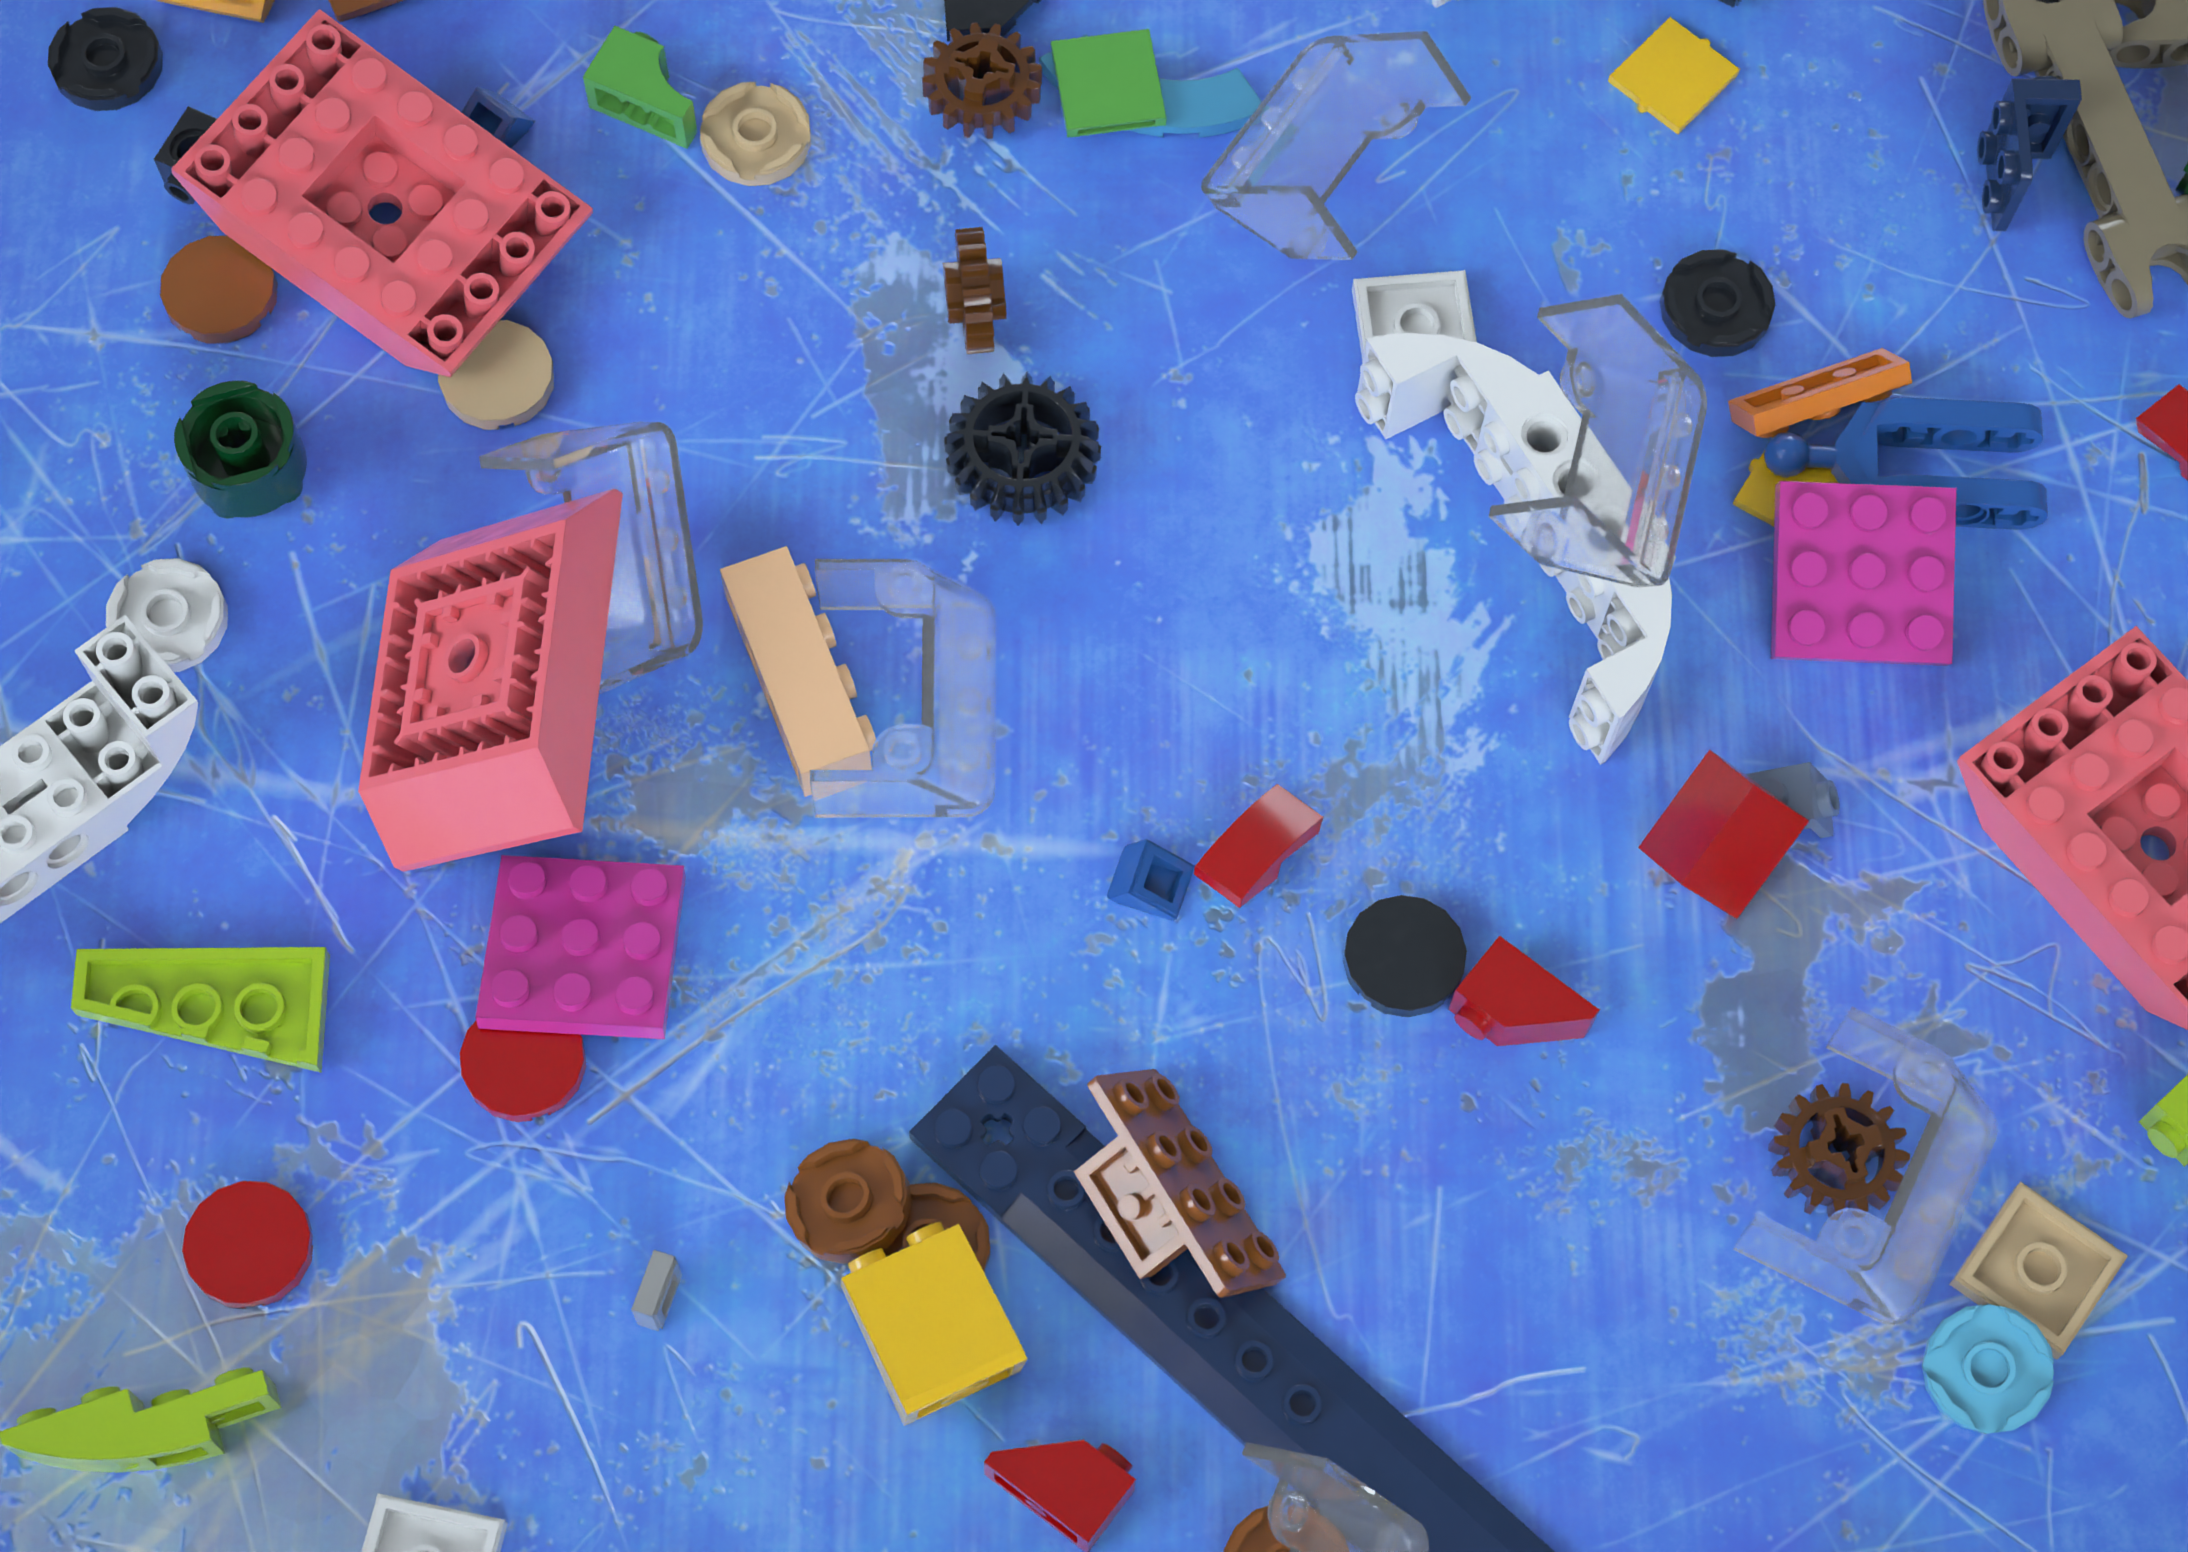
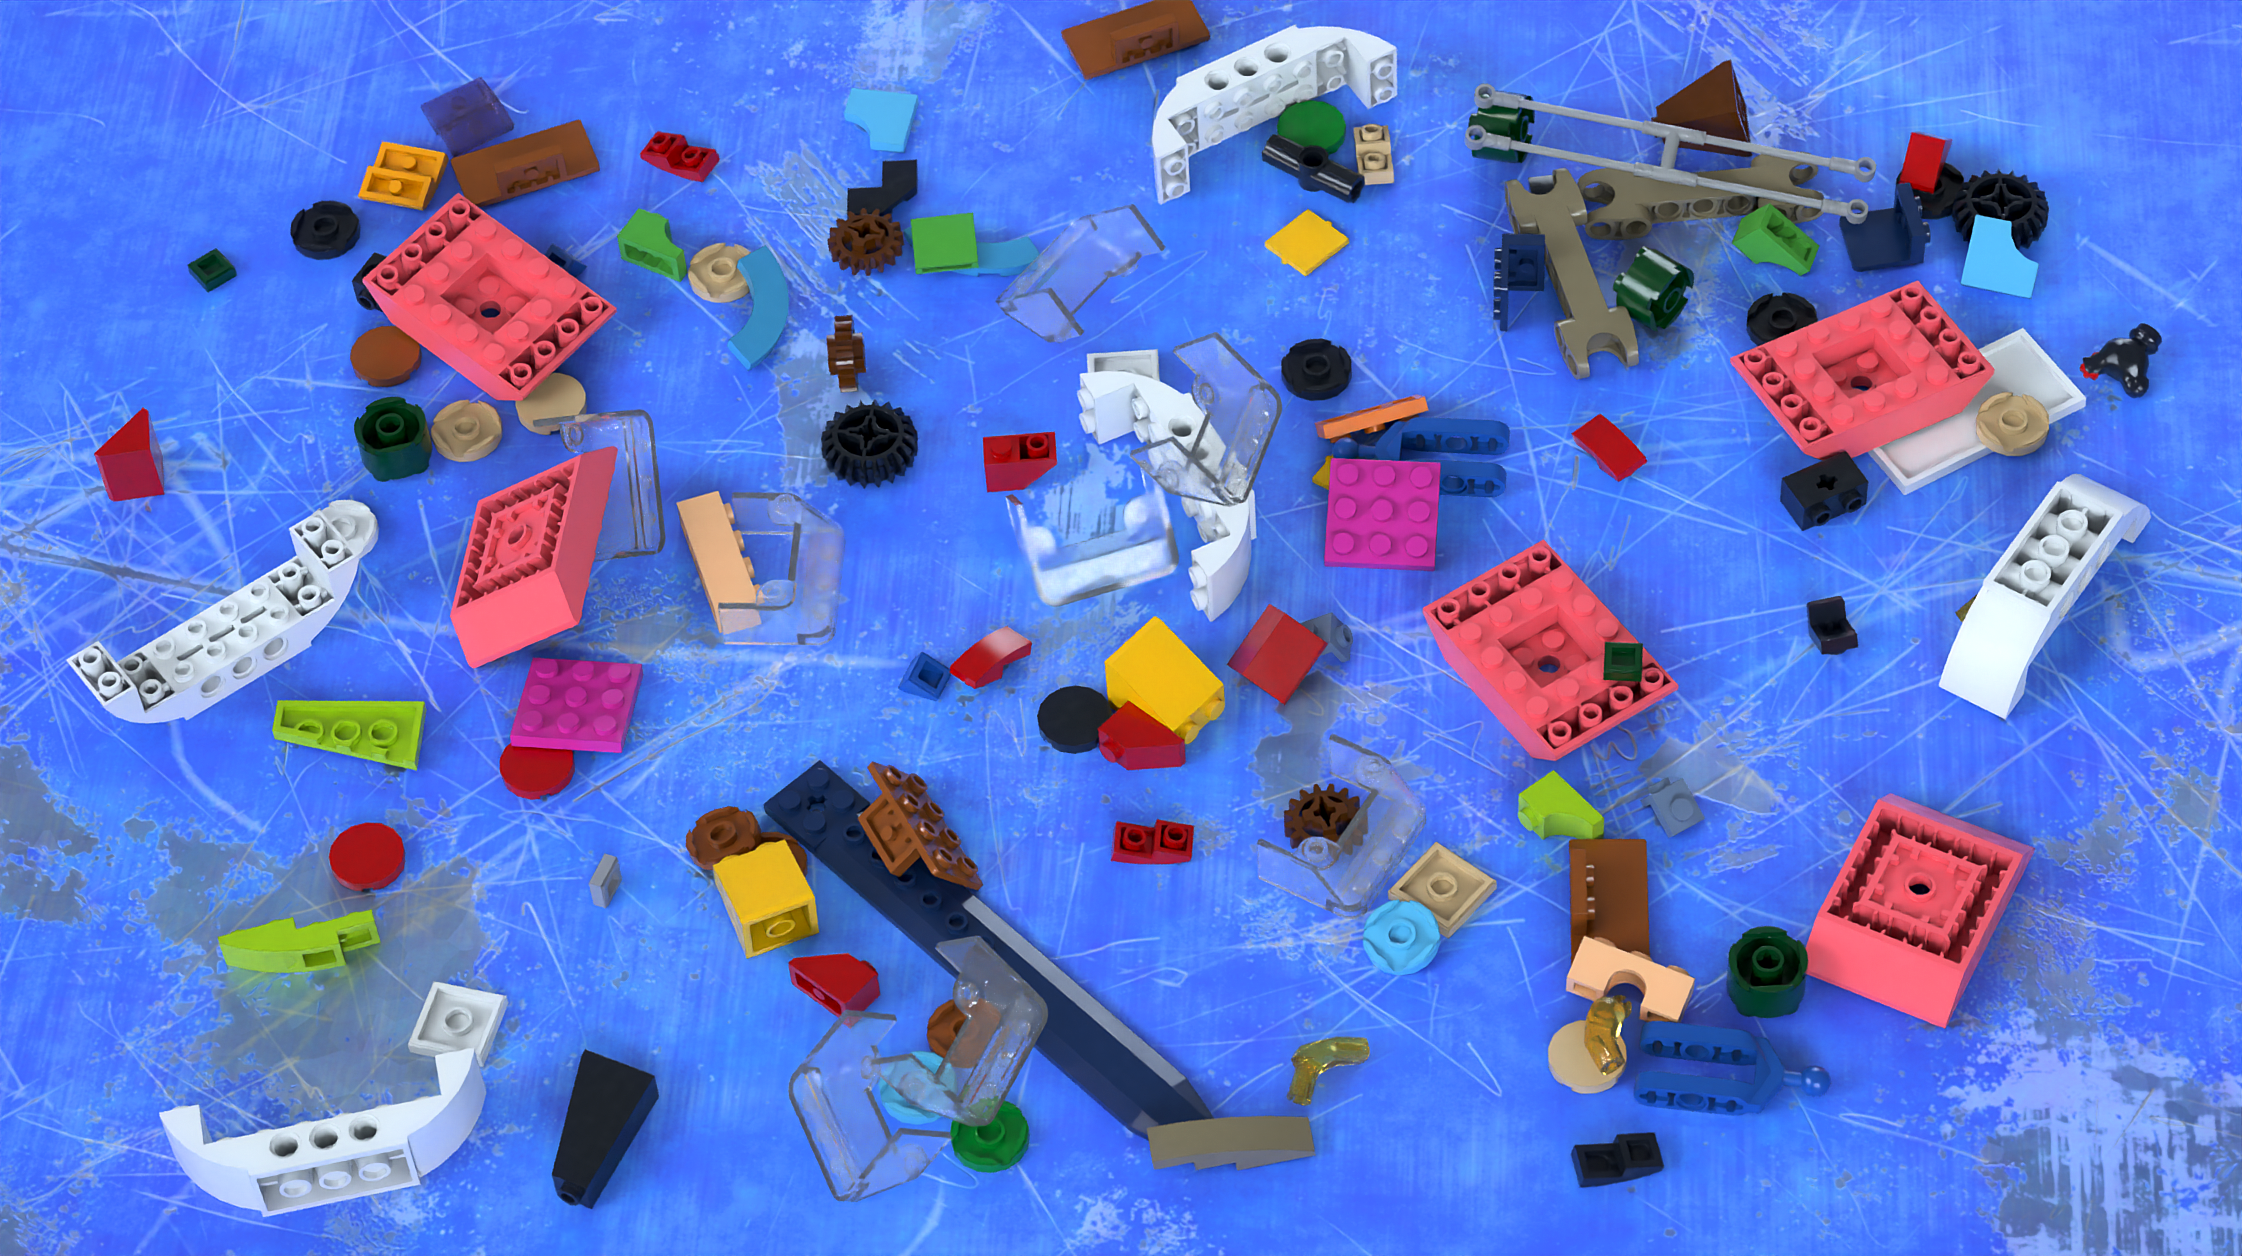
camera: 10 degrees right, 15 degrees down
(360, 425) = (466, 431): none -> tan tile
(837, 200) = (769, 308): none -> dark azure tile
(1269, 478) = (1017, 459): none -> red slope
(1424, 658) = (1103, 563): none -> clear windscreen
(1555, 900) = (1164, 681): none -> yellow slope
(1557, 1192) = (1163, 844): none -> red slope

